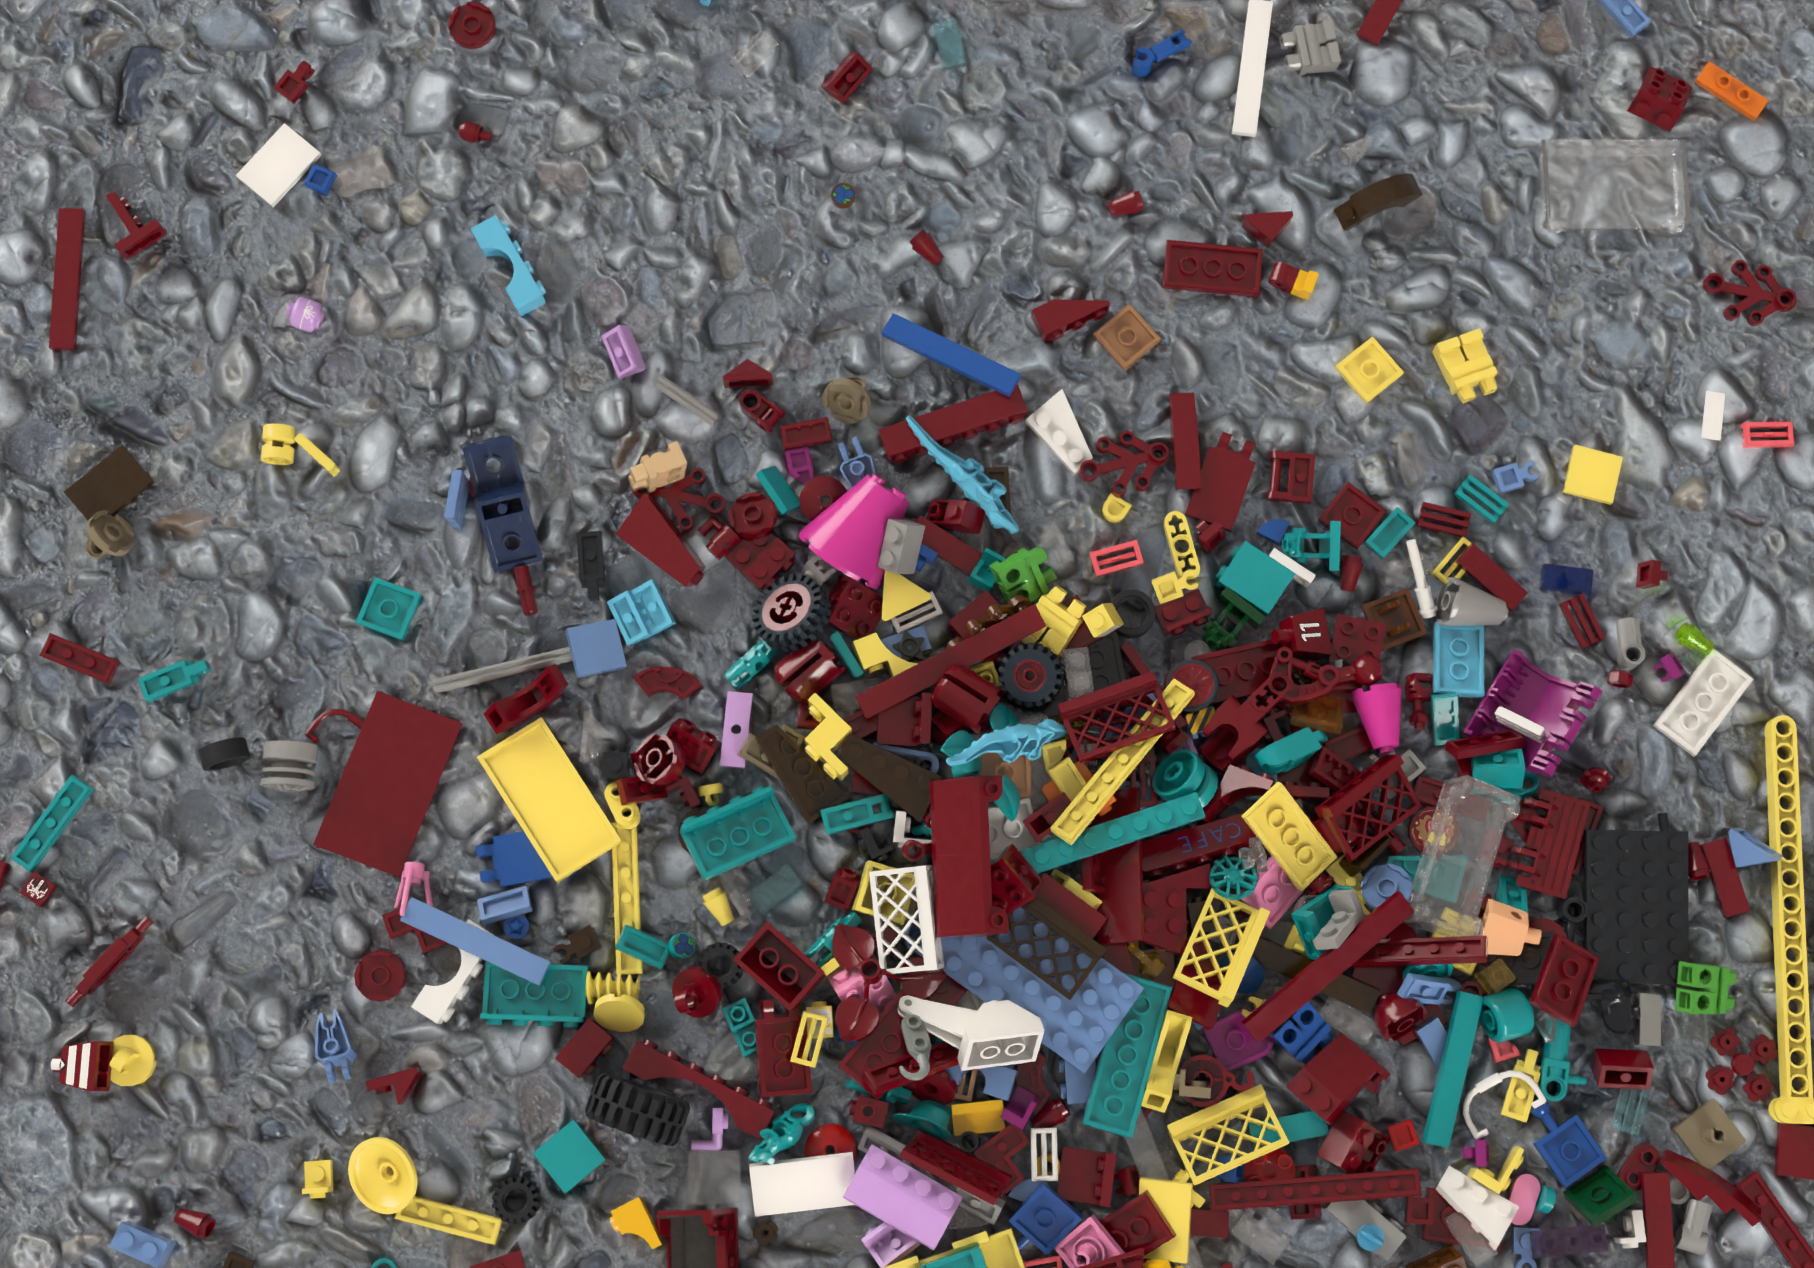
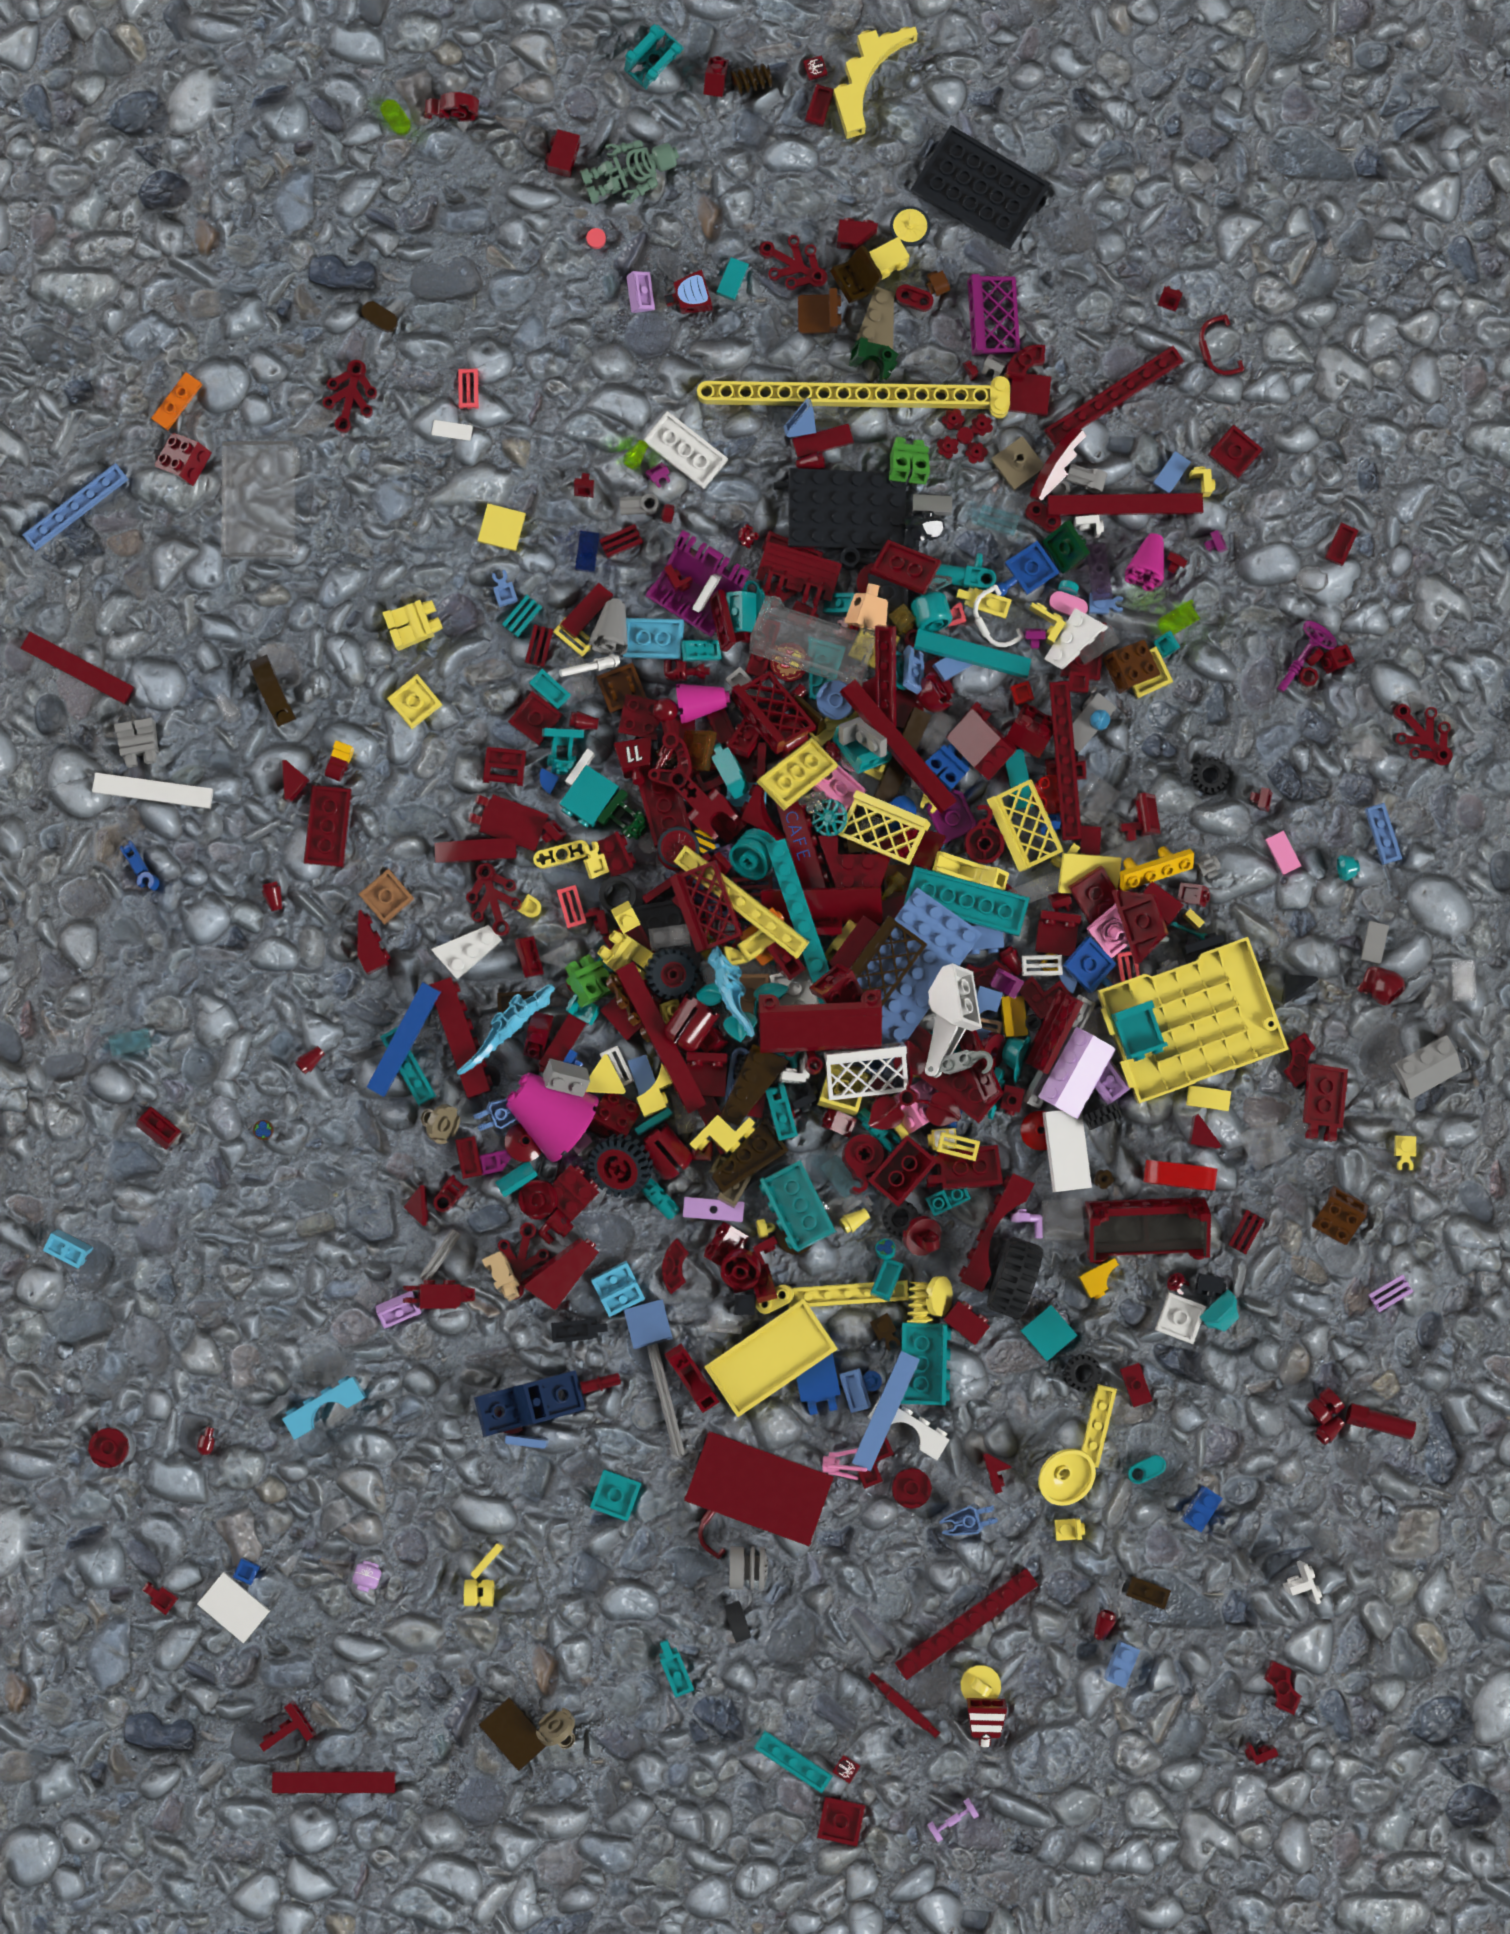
camera: 90 degrees left, 5 degrees up
(79, 658) = (658, 1748): dark red tile -> none
(207, 1044) = (966, 1623): none -> dark red plate
(637, 397) = (440, 1296): none -> dark red hinge
(783, 1135) = (1029, 1165): teal animal -> none
(785, 913) = (858, 1167): none -> dark red piece
(846, 1232) = (1103, 1115): none -> black tyre
(907, 369) = (412, 1074): none -> teal tile
(909, 640) = (645, 1066): pearl dark grey plate -> none
(1054, 504) = (529, 957): none -> dark red plate
(1095, 594) = (600, 924): none -> dark red bracket
(1195, 1089) = (992, 849): dark tan bracket -> none
(1539, 685) = (674, 578): none -> dark red bracket
(1622, 1069) = (970, 526): dark red brick -> none

